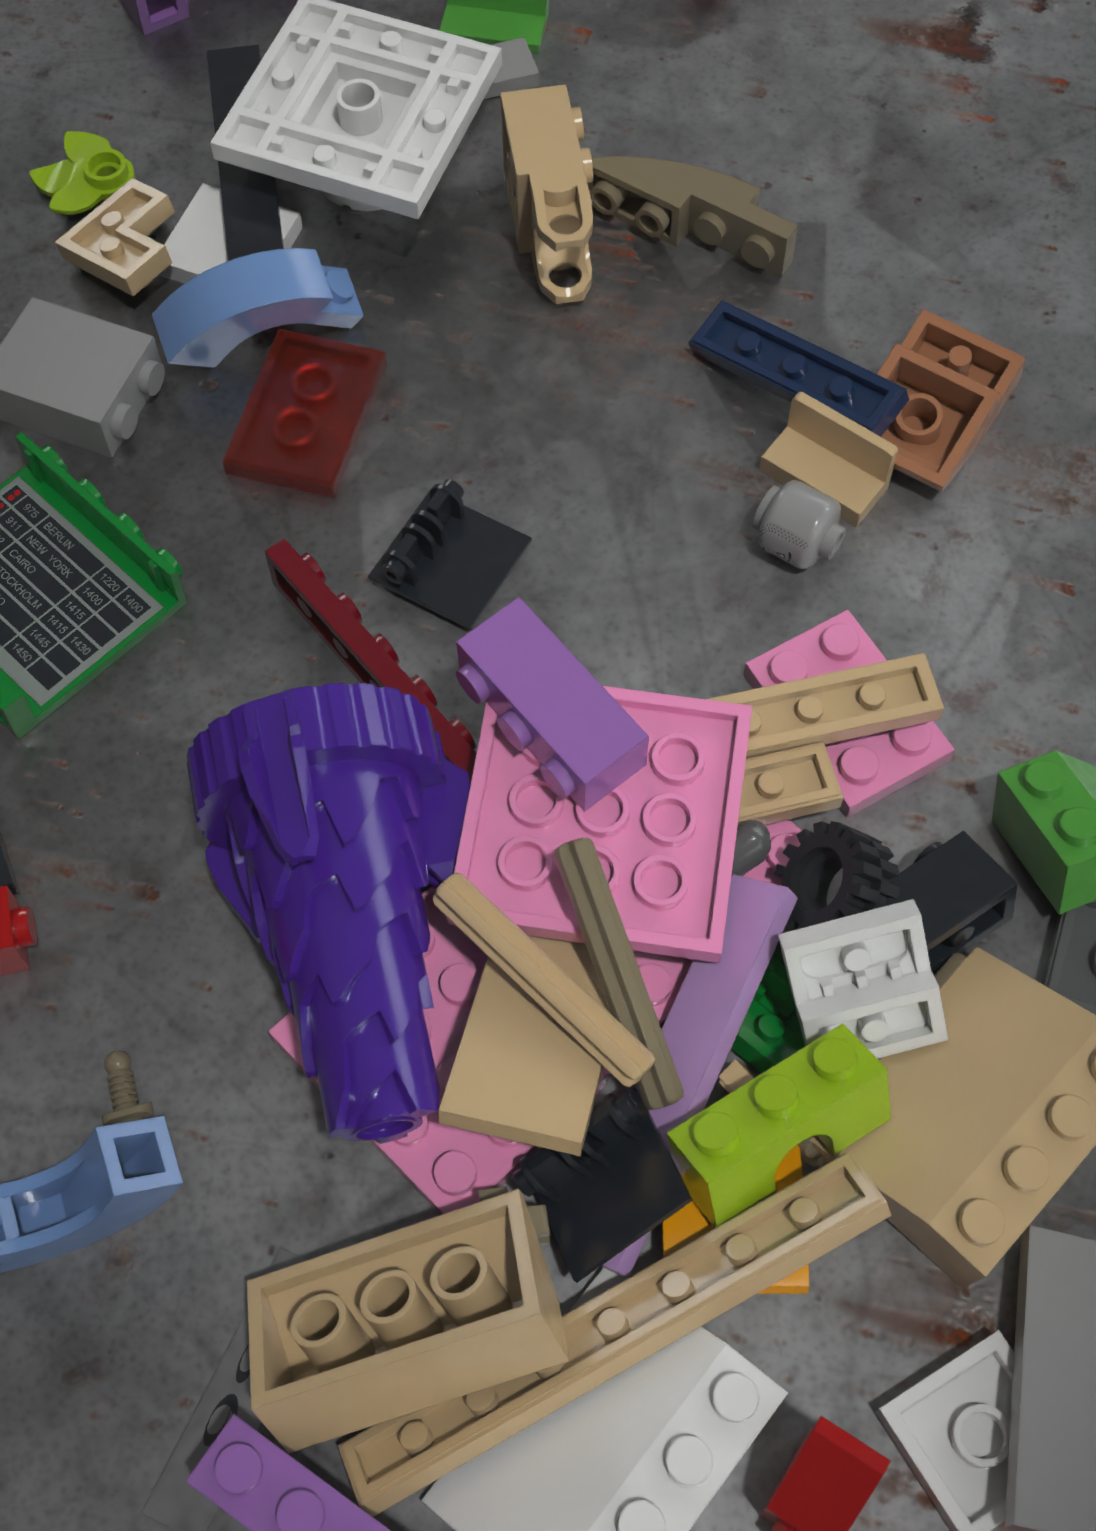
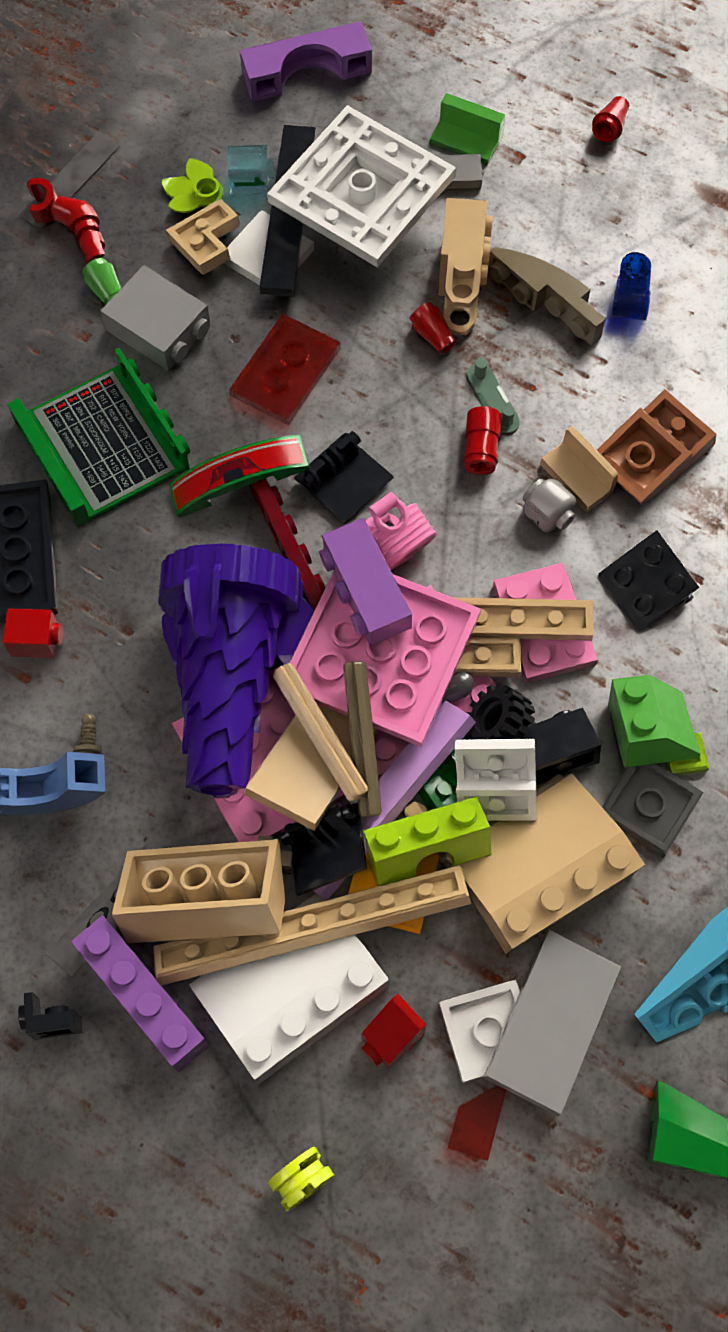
camera: 15 degrees right, 5 degrees up
(169, 127) = (250, 169): none -> clear light blue brick
(250, 295) = (270, 293): medium blue arch -> none
(268, 582) = (237, 469): none -> slope
(525, 297) = (432, 326): none -> red cone
(587, 616) = (405, 536): none -> bright pink piece
(643, 377) = (491, 394): none -> sand green piece
(659, 451) = (482, 439): none -> red piece
(791, 365) = (578, 409): dark blue tile -> none
(821, 177) = (632, 288): none -> clear blue piece
(995, 605) = (649, 580): none -> black hinge

